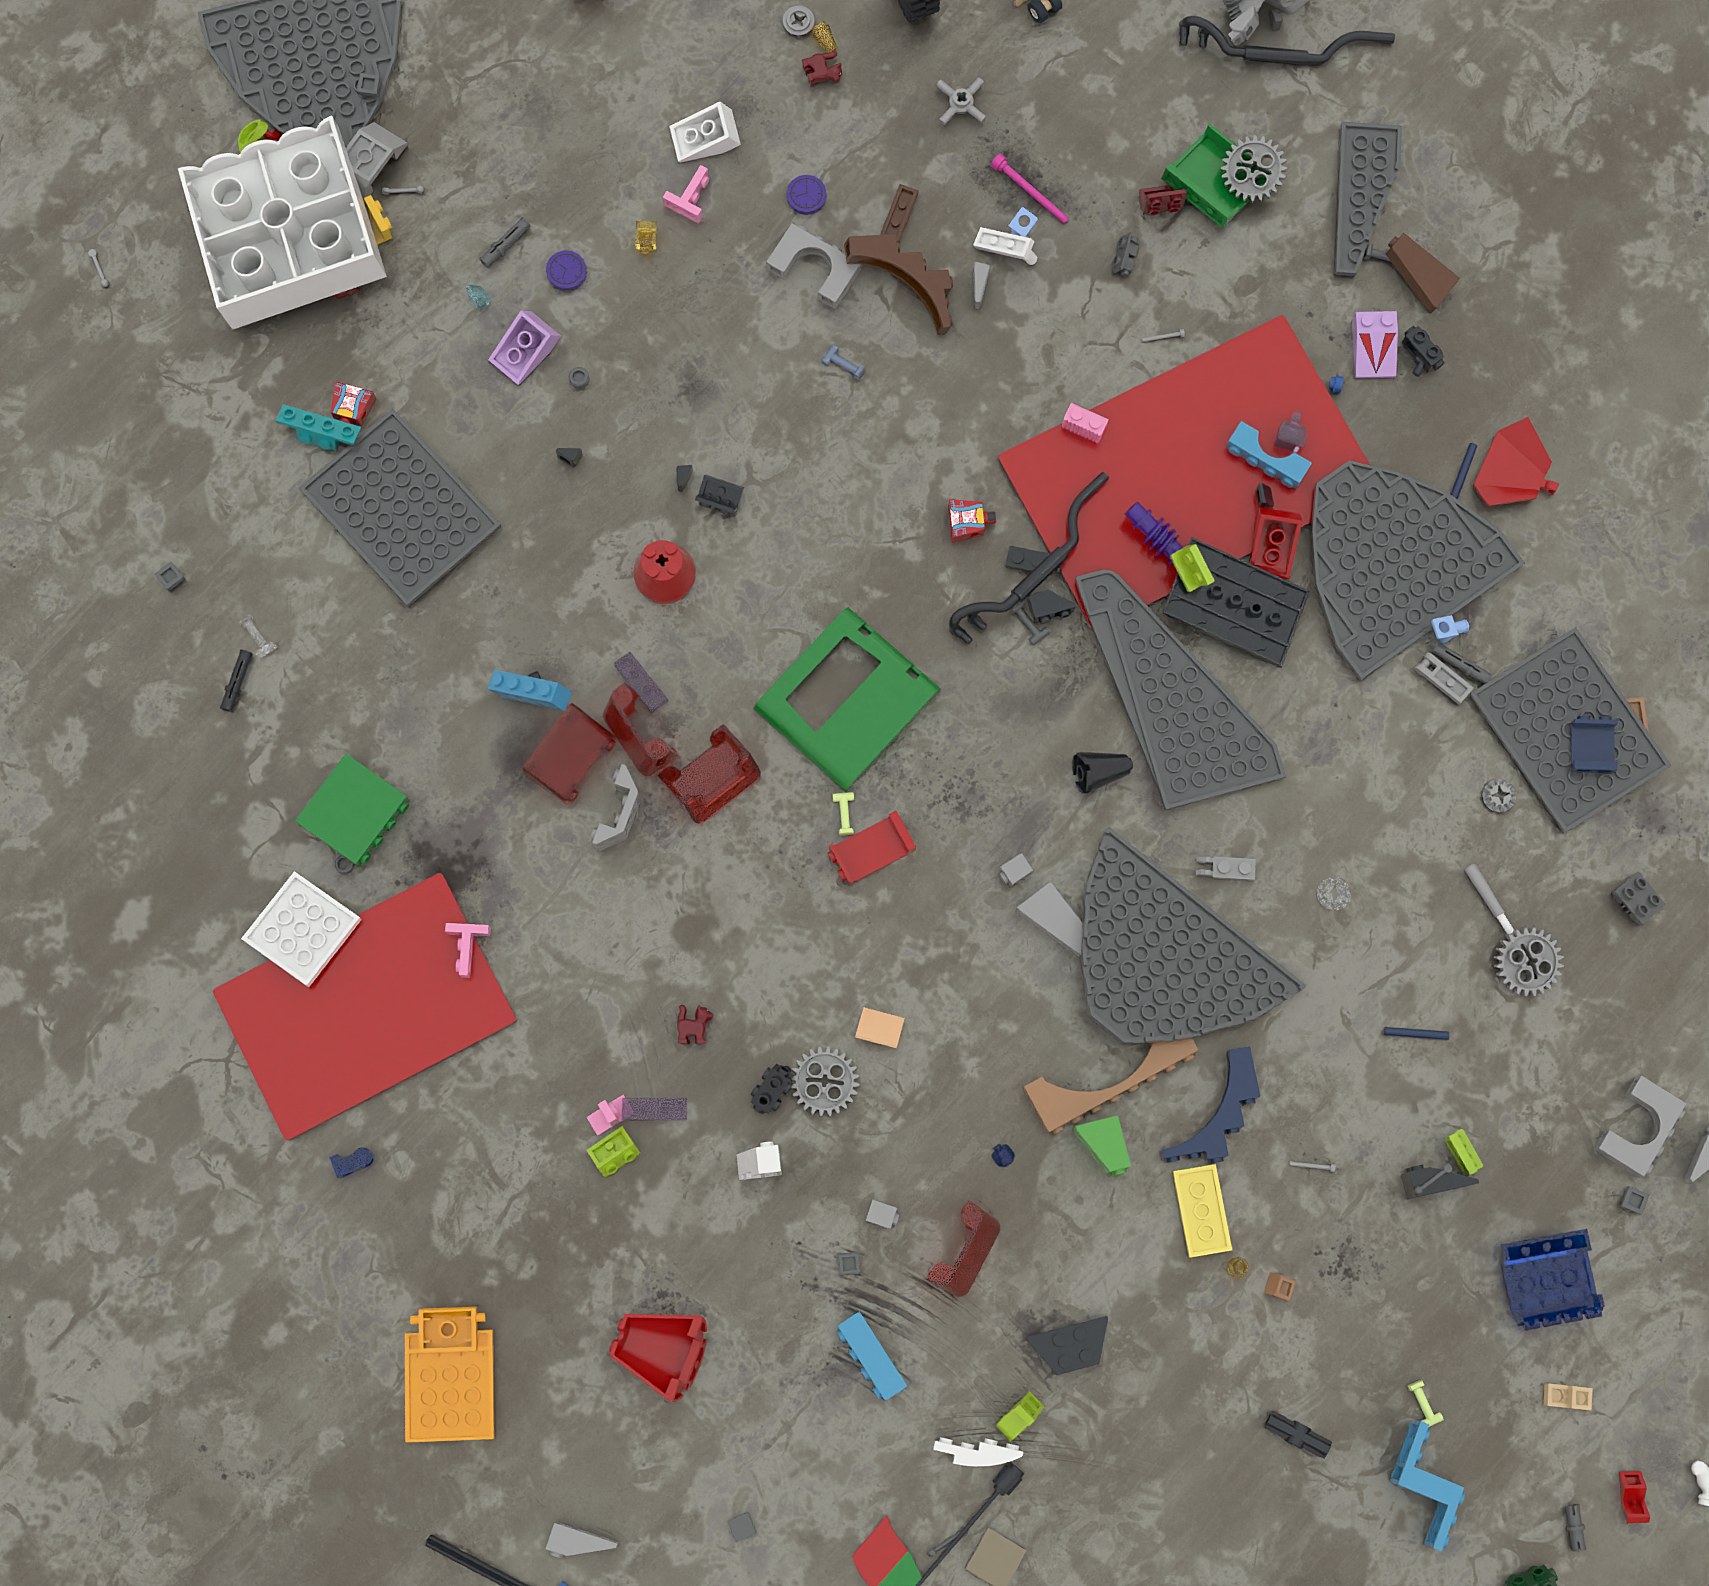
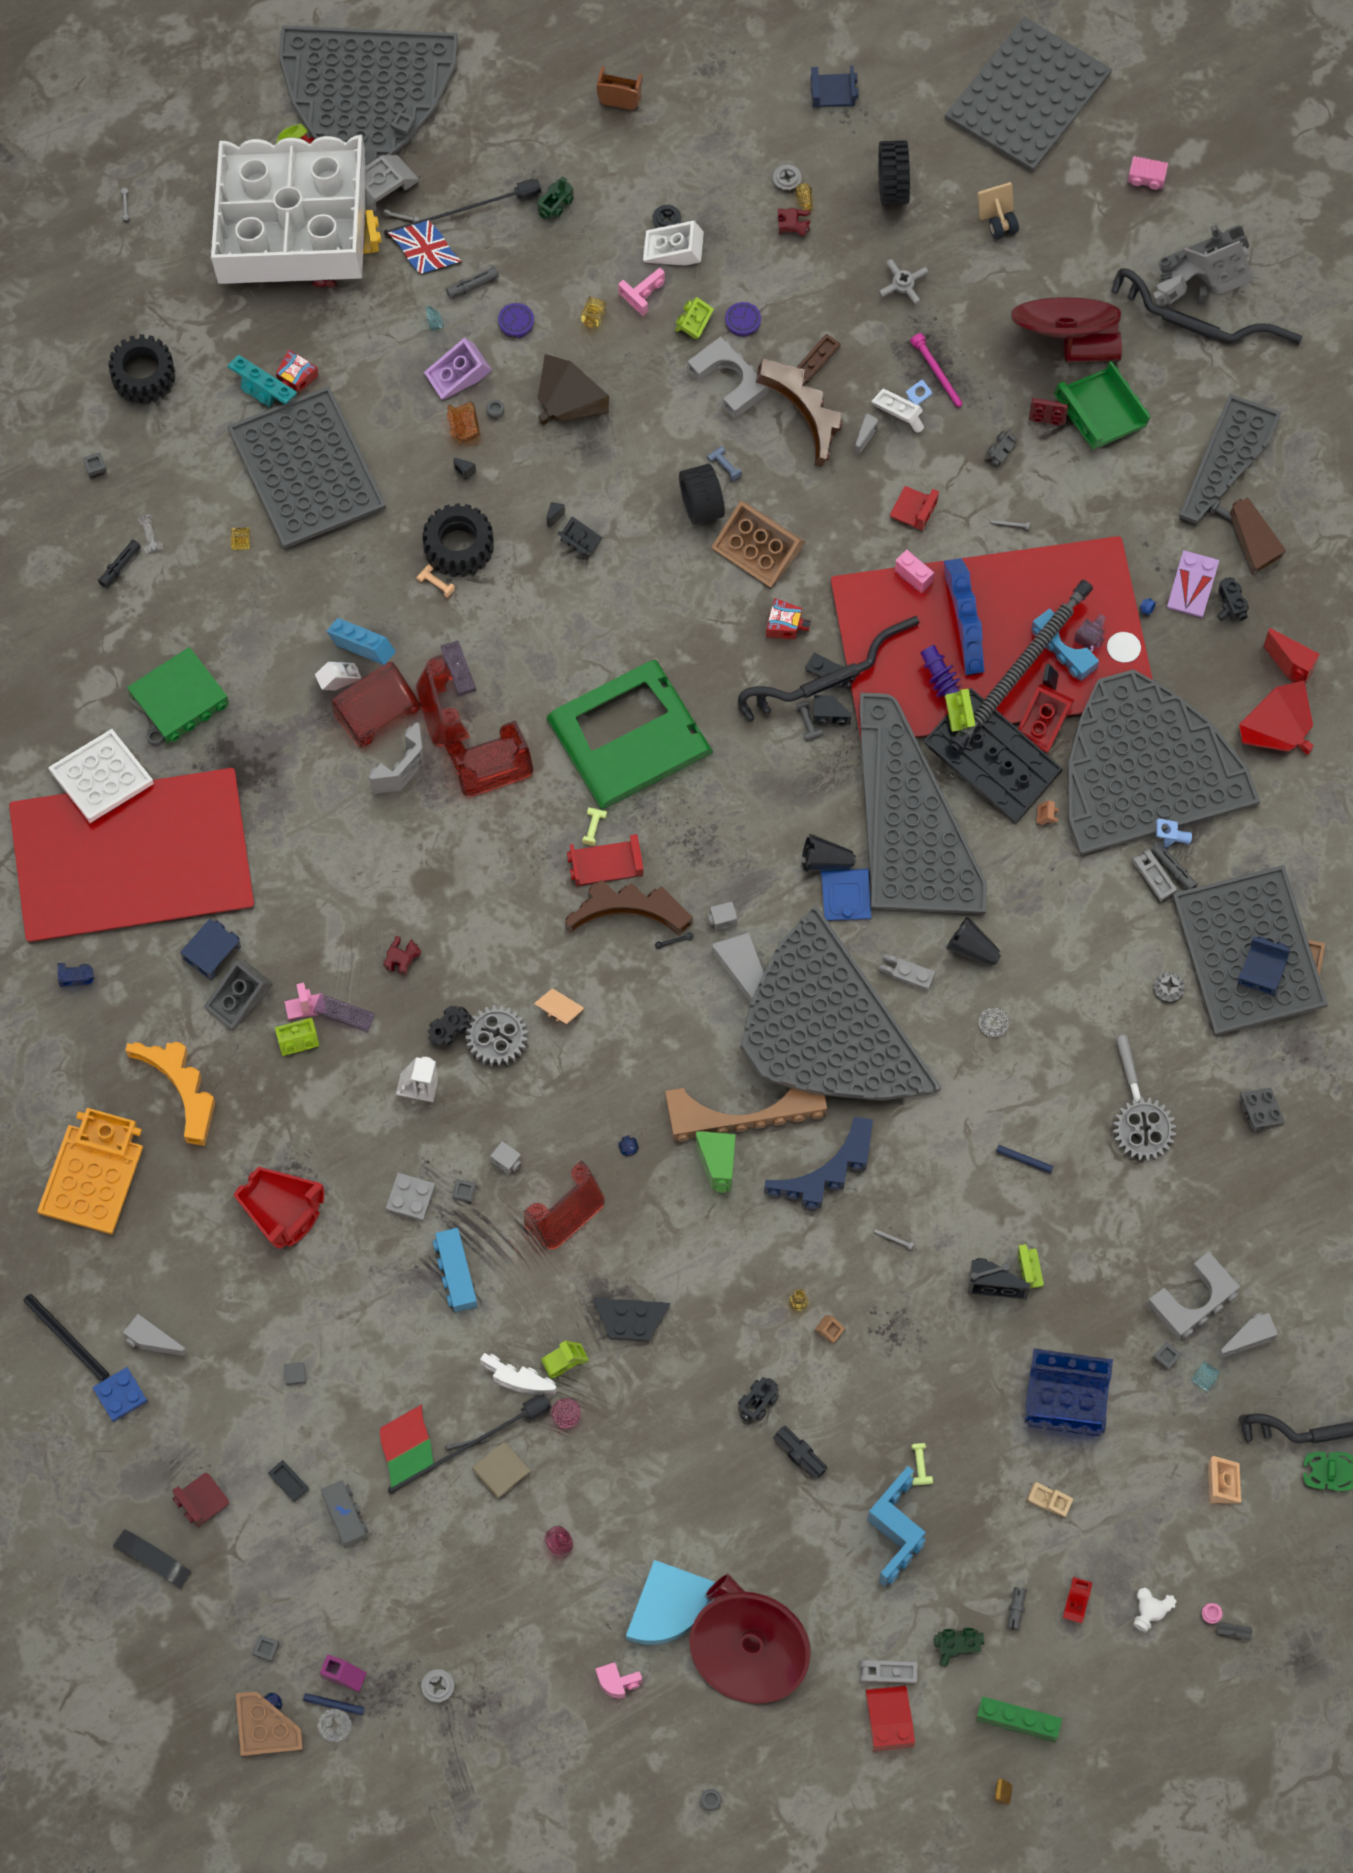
camera: 20 degrees right, 10 degrees down
(197, 471) = (146, 387): none -> black tyre
(356, 610) = (240, 538): none -> clear yellow slope
(439, 214) = (425, 244): none -> flag
(465, 943) = (238, 820): bright pink bracket -> none
(487, 1084) = (209, 948): none -> dark blue panel
(491, 1226) = (187, 1081): none -> light orange arch
(516, 733) = (337, 675): none -> white slope
(534, 1125) = (238, 993): none -> dark grey slope
(550, 403) = (463, 422): none -> clear orange bracket
(562, 118) = (555, 199): none -> dark green brick
(570, 587) = (426, 574): none -> light nougat piece
(592, 514) = (461, 561): none -> black tyre
(652, 335) = (568, 392): none -> dark brown panel
(667, 582) = (510, 583): red cone -> none
(686, 97) = (668, 211): none -> black gear
(754, 209) = (694, 317): none -> lime bracket
(795, 1289) = (410, 1197): none -> light grey plate
(834, 408) = (701, 494): none -> black tyre
(886, 894) = (630, 900): none -> reddish brown arch
(909, 443) = (758, 543): none -> medium nougat slope
(986, 903) = (689, 936): none -> black hinge
(1041, 1474) = (566, 1413): none -> clear pink plate
(1058, 350) = (914, 507): none -> red bracket
(1134, 803) = (846, 894): none -> blue container
(1154, 445) = (969, 624): none -> blue arch
(1166, 91) = (1083, 323): none -> dark red dish
(1202, 1210) = (783, 1243): light yellow plate -> none
(1236, 494) = (1021, 665): none -> dark grey hose
(1238, 1385) = (762, 1394): none -> black brick
(1259, 151) = (1125, 421): light grey gear -> none
(1285, 816) = (973, 944): none -> black cone
(1310, 646) = (1046, 812): none -> nougat tile
(1327, 437) = (1124, 647): none -> white sticker
(1463, 470) = (1235, 710): dark blue bar -> none
(1505, 395) = (1292, 658): none -> red slope
(1680, 1208) = (1206, 1376): none -> clear light blue slope

